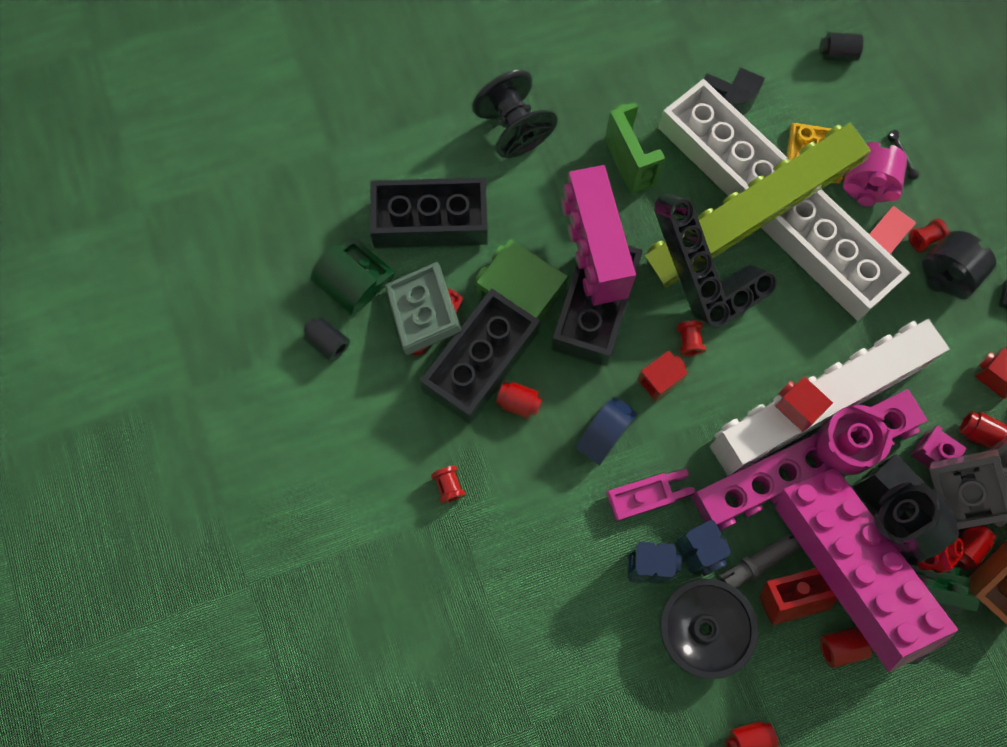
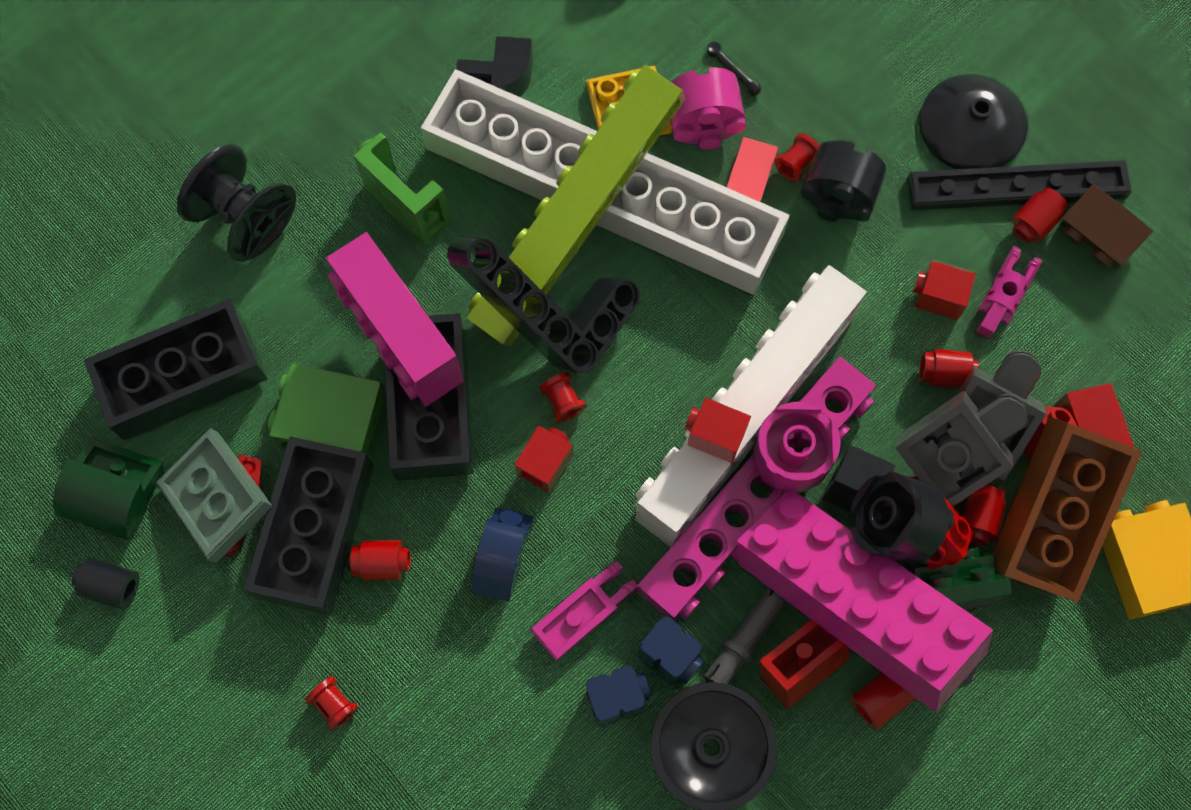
camera: 20 degrees left, 0 degrees up
(934, 444) = (892, 415): dark pink brick -> none

